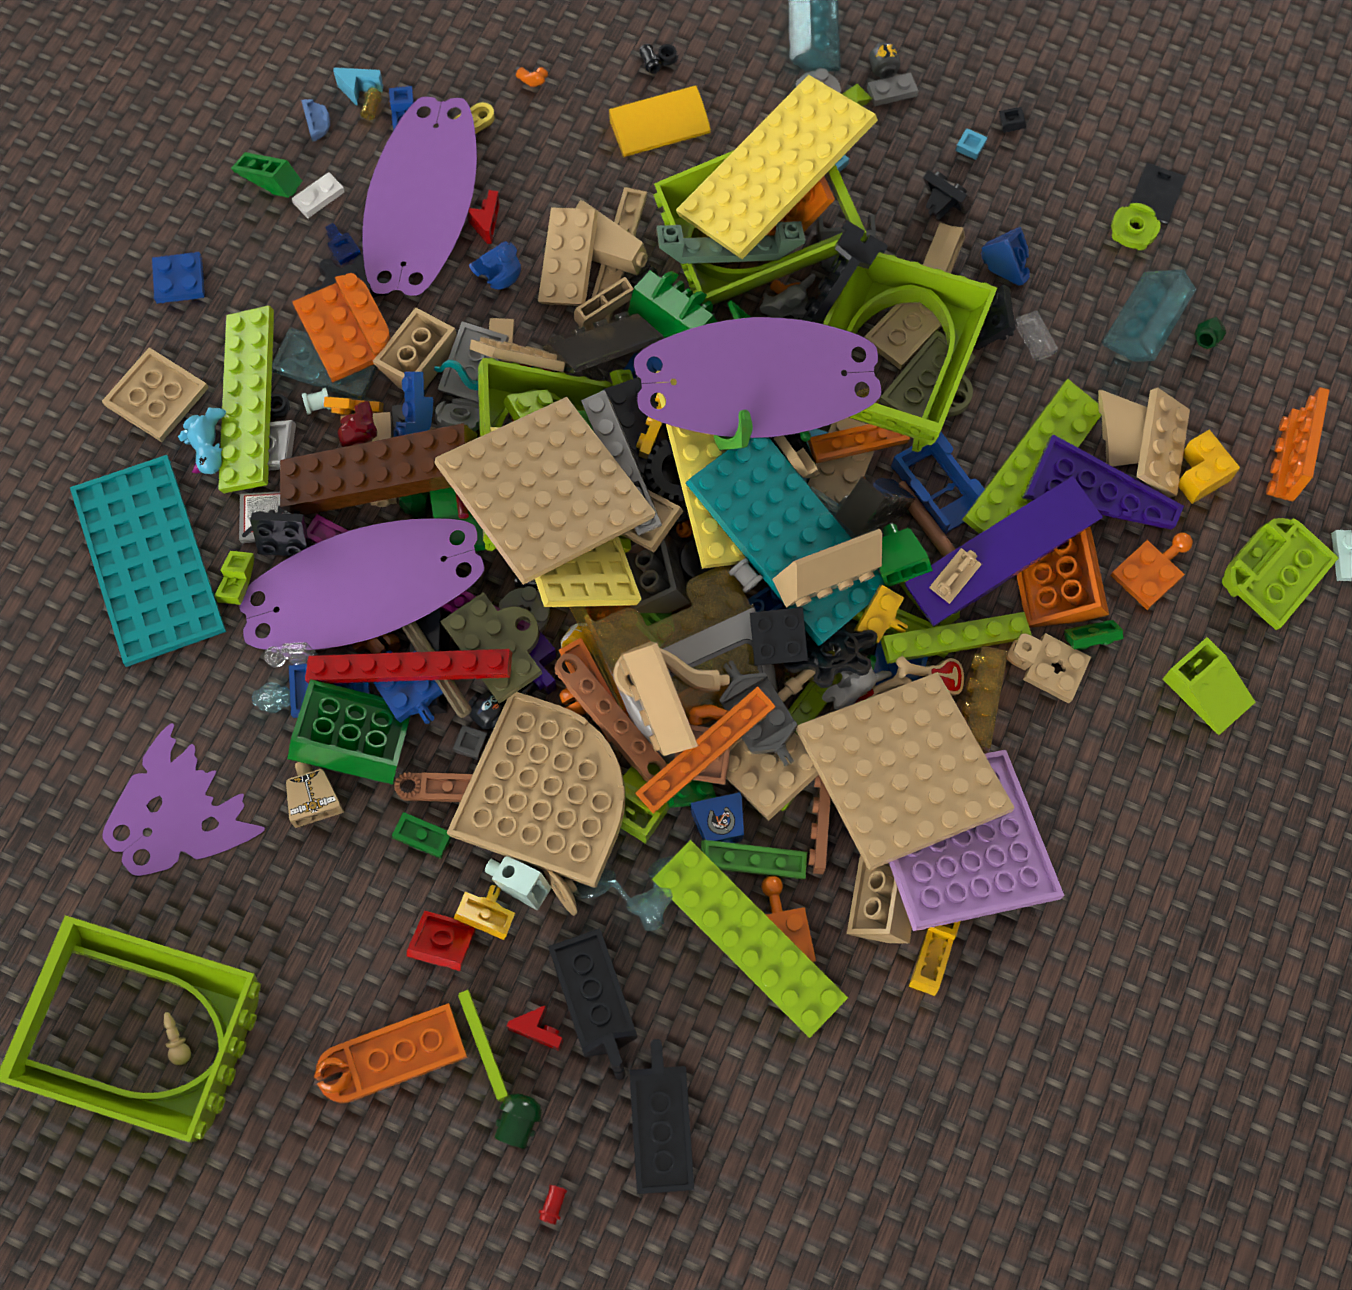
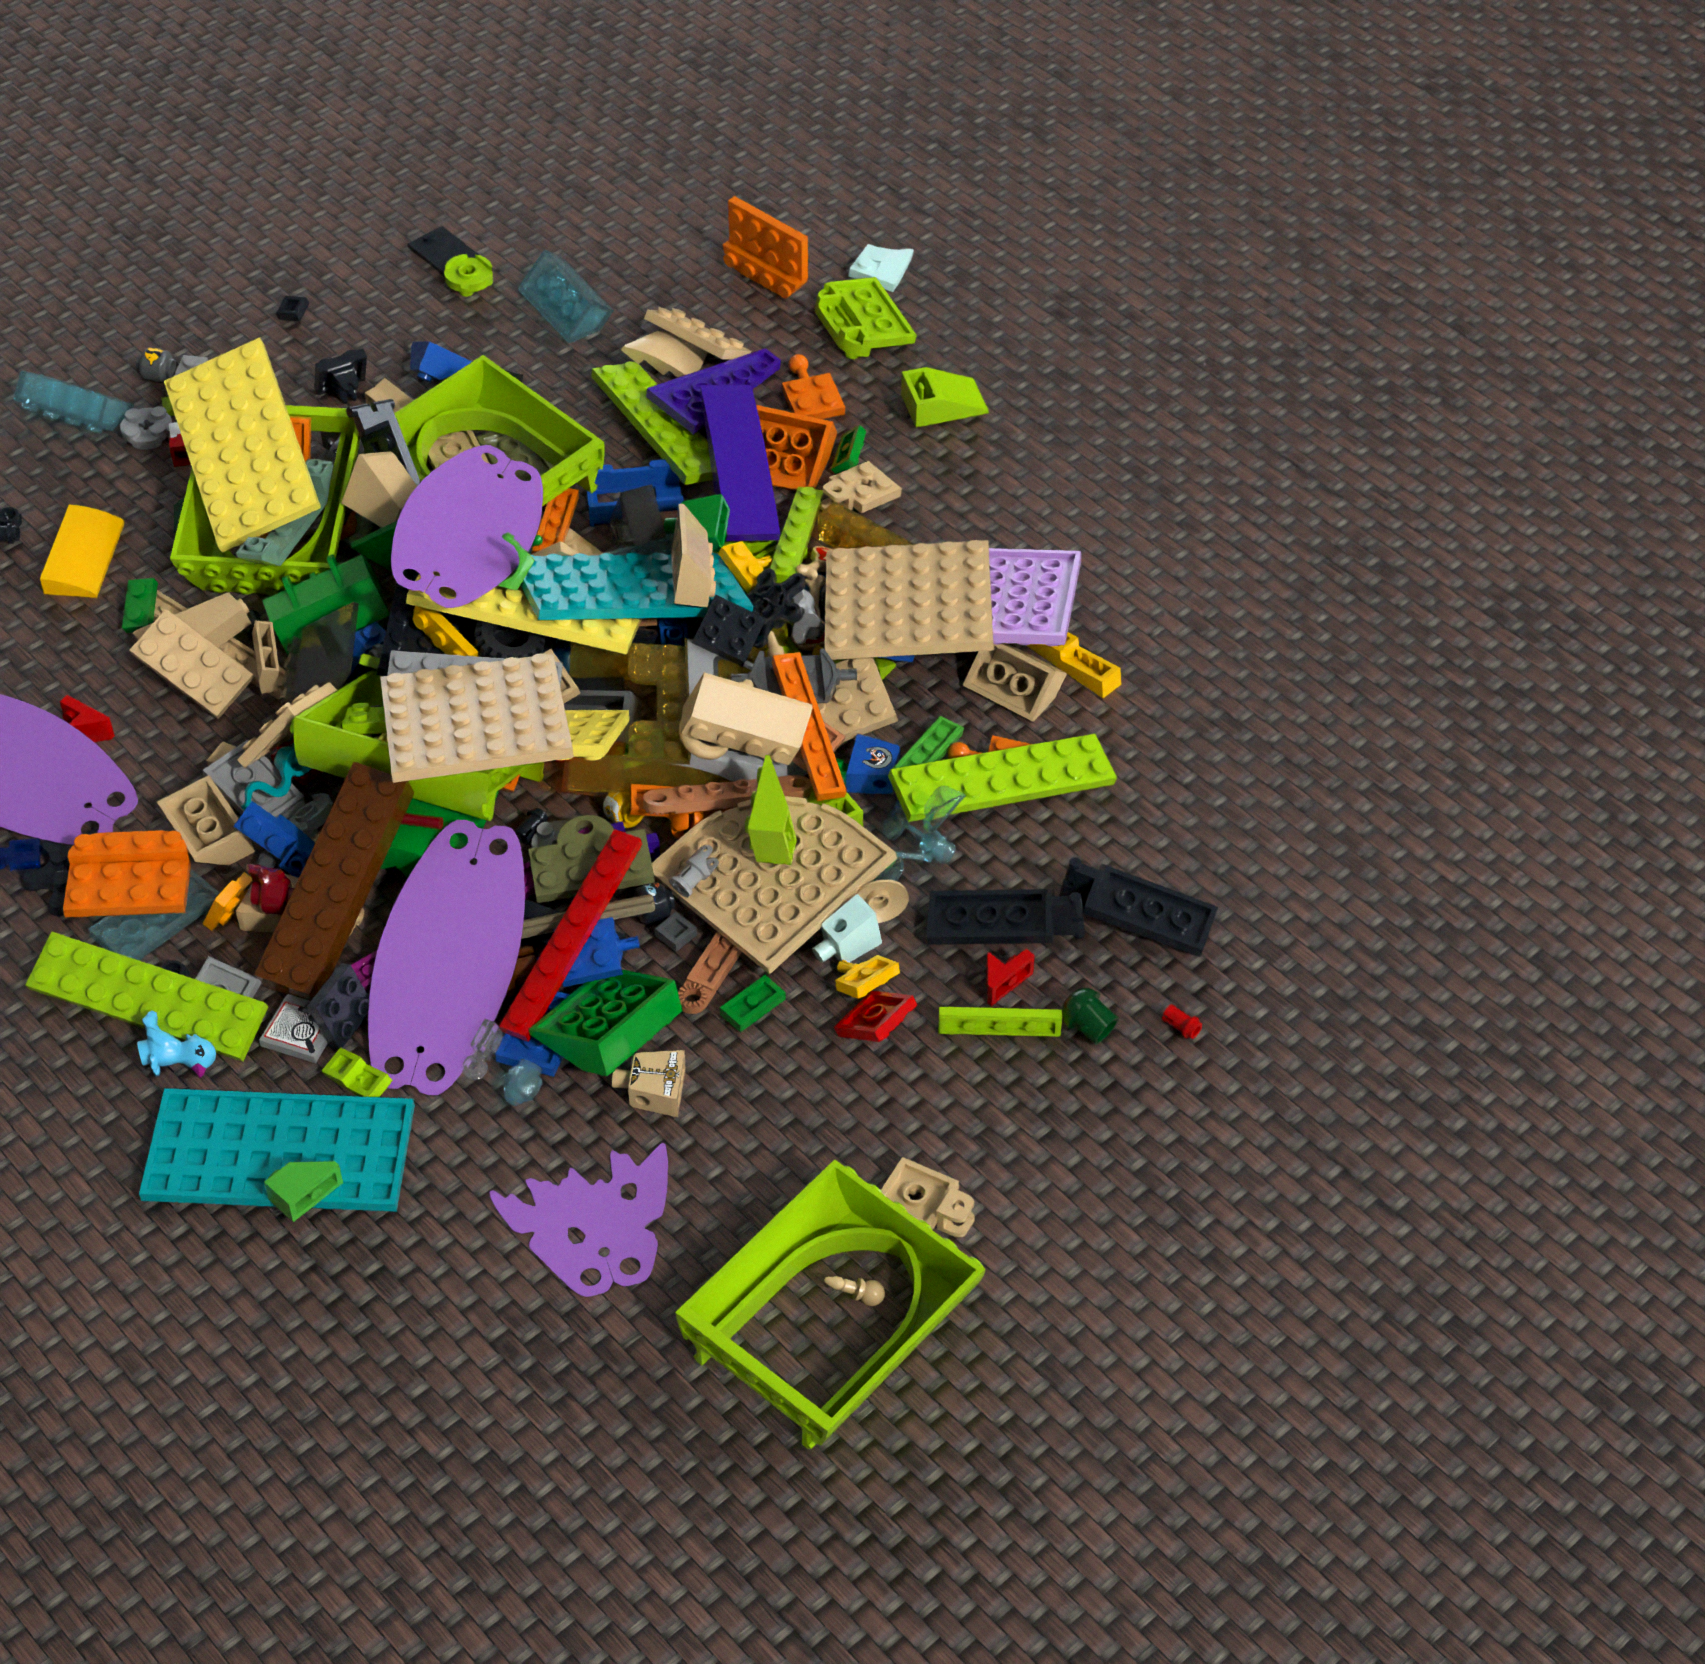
camera: 65 degrees left, 20 degrees down
(102, 590) = (302, 1185): none -> bright green slope
(155, 394) = (76, 1081): tan plate -> none
(274, 1071) = (938, 1197): none -> tan plate
(315, 400) = (194, 940): light aqua bush -> none
(391, 1055) = (970, 1103): orange plate -> none
(415, 504) = (383, 889): dark green rock -> none
(499, 266) = (154, 725): blue helmet -> none
(510, 730) = (696, 869): none -> light grey piece
(574, 768) = (770, 820): none -> lime slope
(620, 189) = (139, 604): none -> green plate
(745, 575) = (654, 626): light grey bush -> none
(791, 290) = (378, 487): none -> tan slope
(819, 830) = (922, 695): nougat plate -> none
(955, 575) = (745, 492): tan hinge -> none
(971, 144) = (296, 344): medium azure plate -> none
(1036, 335) = (536, 378): clear plate -> none
(1210, 333) = (611, 267): dark green rock -> none
(1210, 467) = (739, 317): yellow brick -> none

